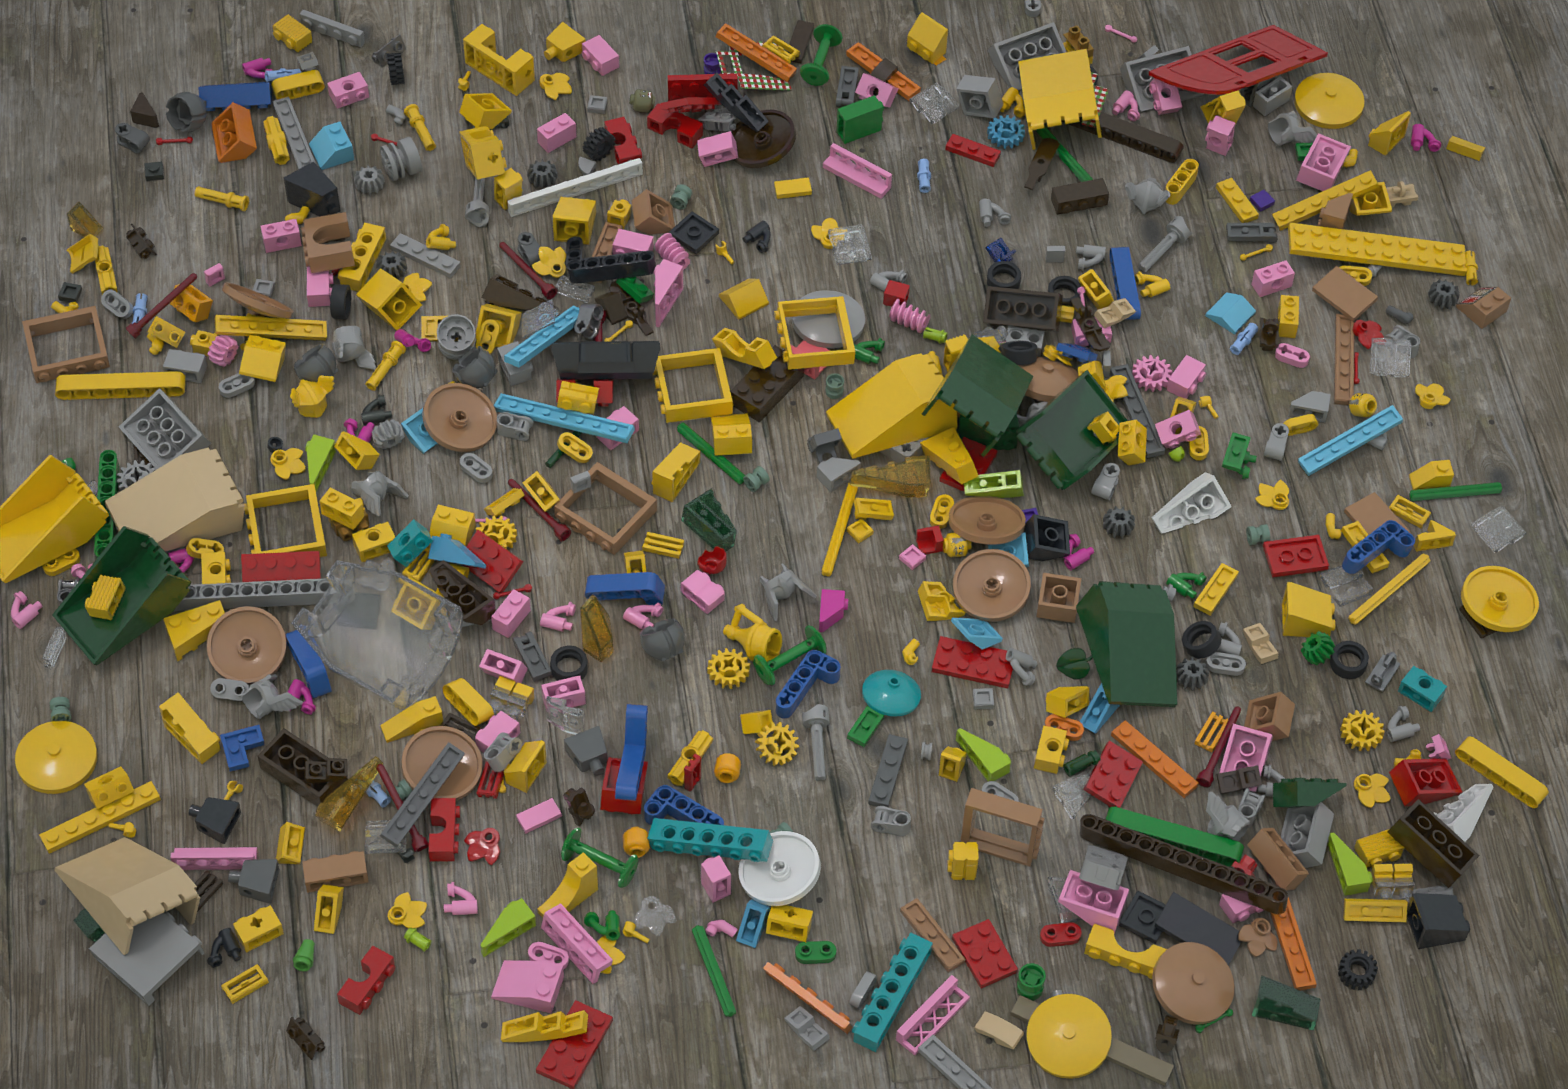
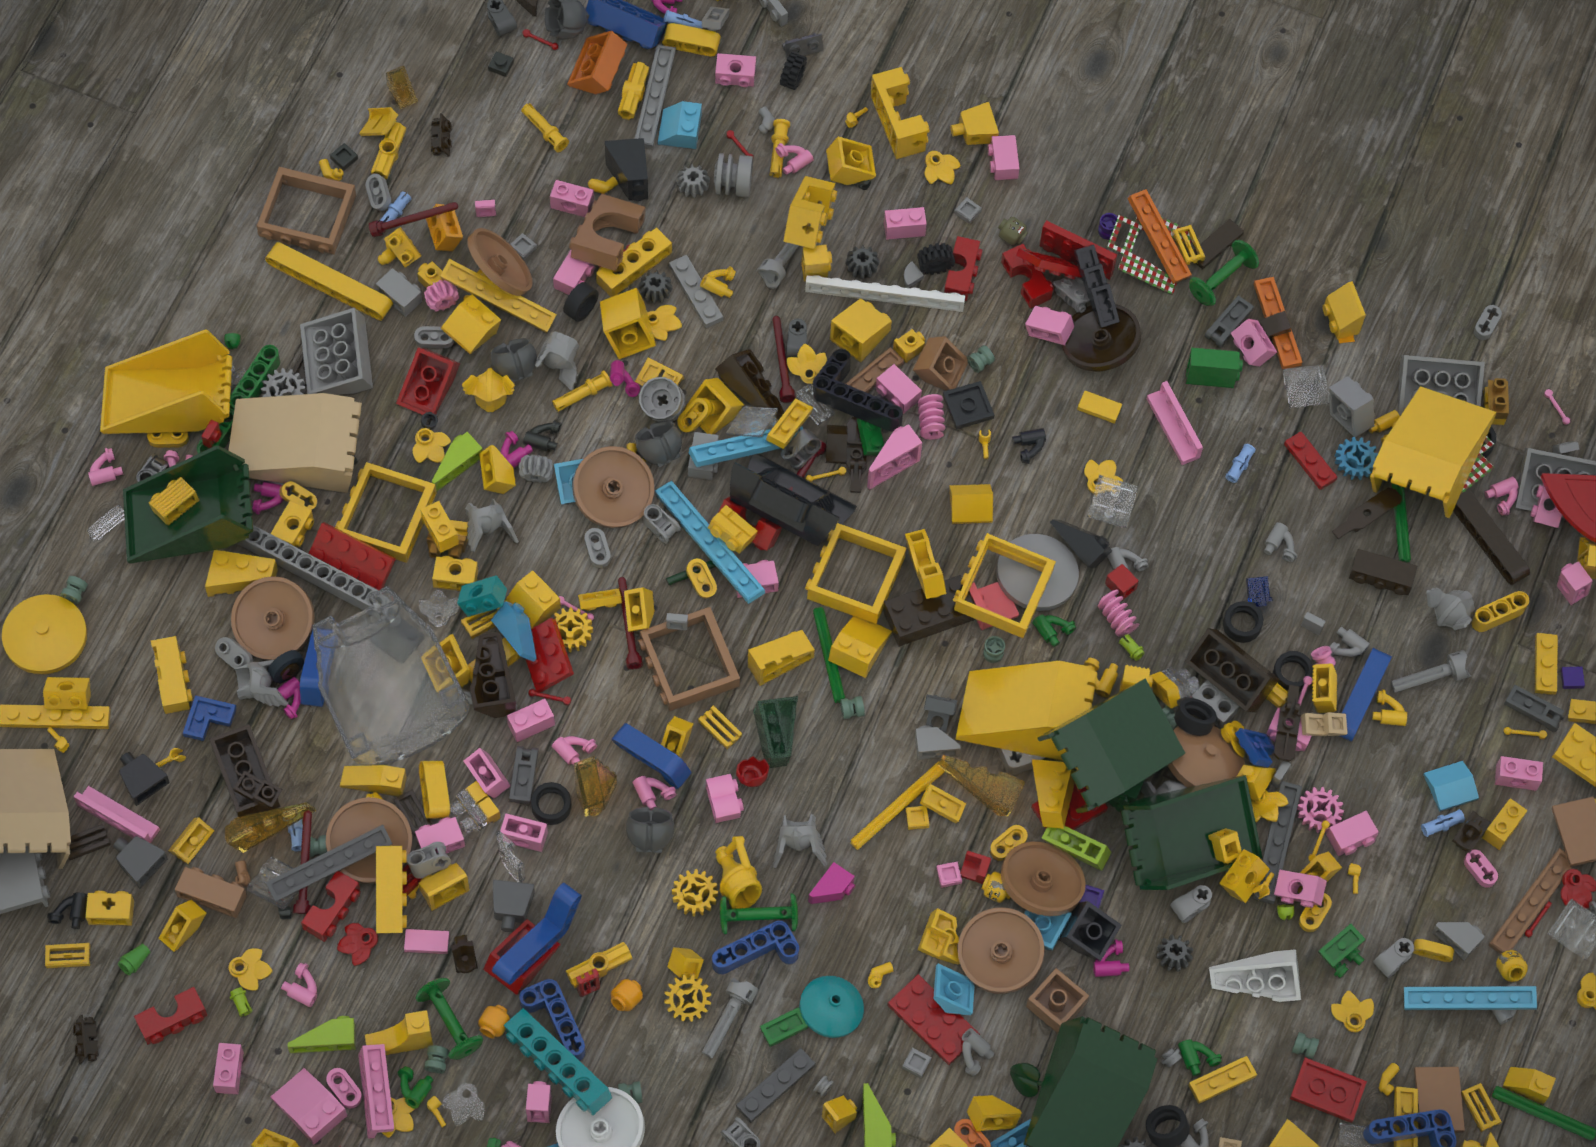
camera: 30 degrees right, 10 degrees up
(103, 535) = (211, 434): none -> red plate
(254, 417) = (427, 381): none -> red slope
(283, 673) = (286, 666): none -> black wheel
(352, 846) = (243, 877): none -> medium nougat arm
(443, 129) = (802, 159): none -> bright pink plant
(443, 992) = (228, 1068): none -> bright pink brick
(485, 788) = (389, 889): none -> yellow brick
(567, 307) = (789, 423): none -> yellow plate
(609, 895) = (436, 1059): none -> sand green wheel
(851, 280) = (1088, 546): none -> black slope
(1078, 269) = (1323, 655): none -> bright pink wheel
(1152, 444) = (1263, 888): none -> yellow hand
(1168, 409) = (1325, 824): none -> yellow hinge

